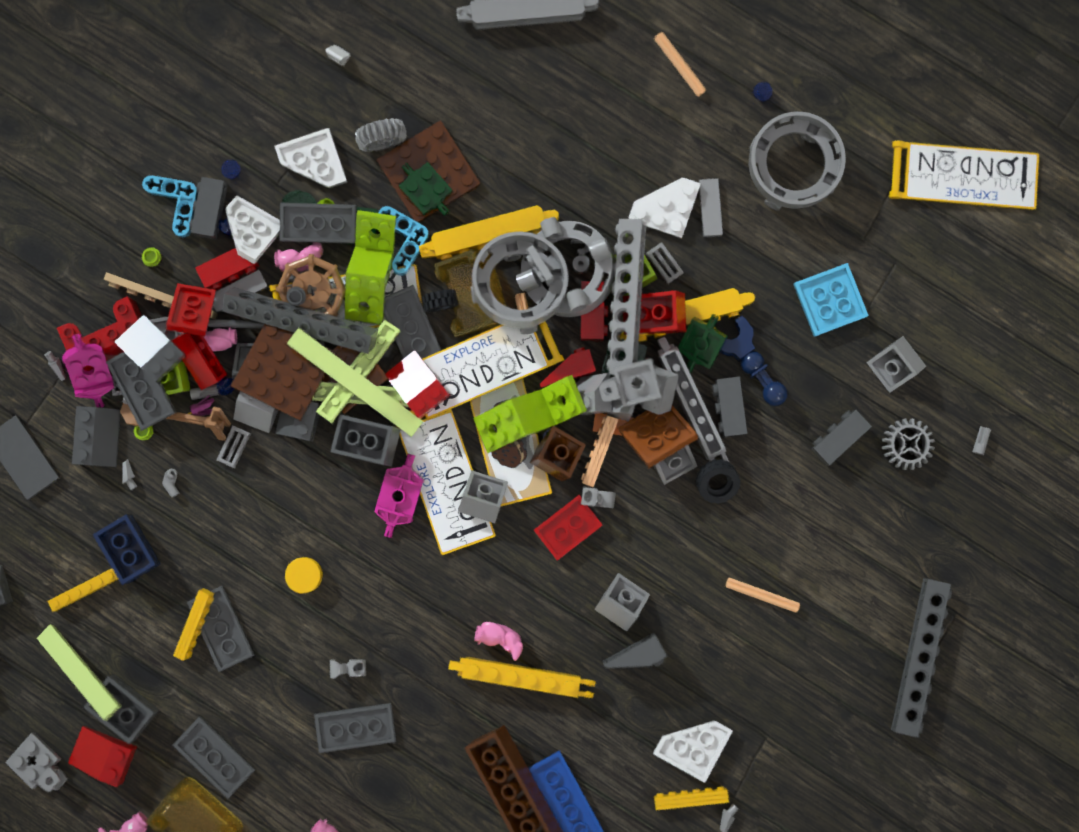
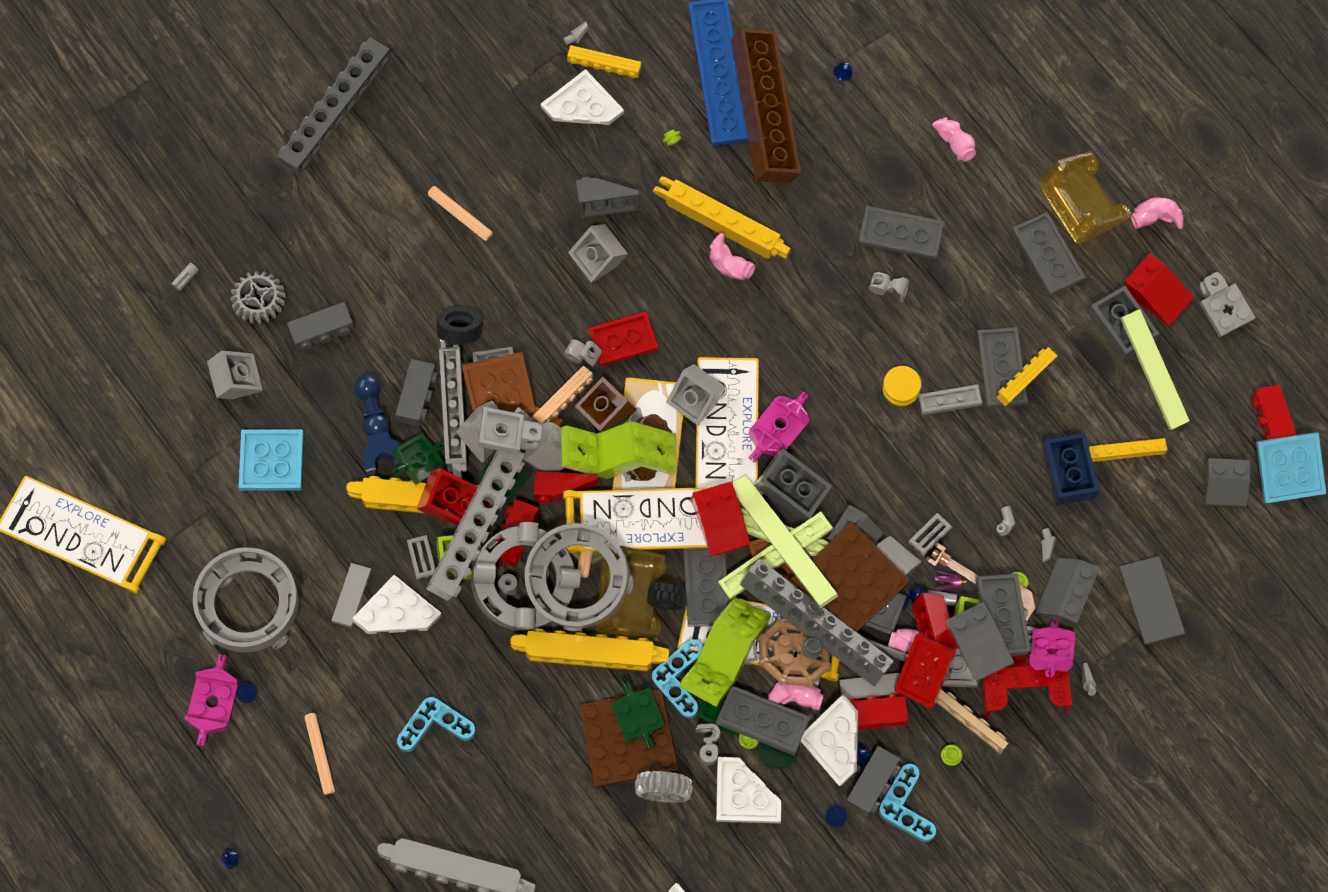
camera: 160 degrees left, 15 degrees down
(257, 579) = (949, 399): none -> light grey tile
(356, 183) = (709, 752): none -> light grey leg
(535, 260) = (550, 572): light grey plate -> none
(595, 130) = (437, 717): none -> medium azure beam
(598, 743) = (672, 137): none -> lime plate
(791, 58) = (210, 684): none -> dark pink plate

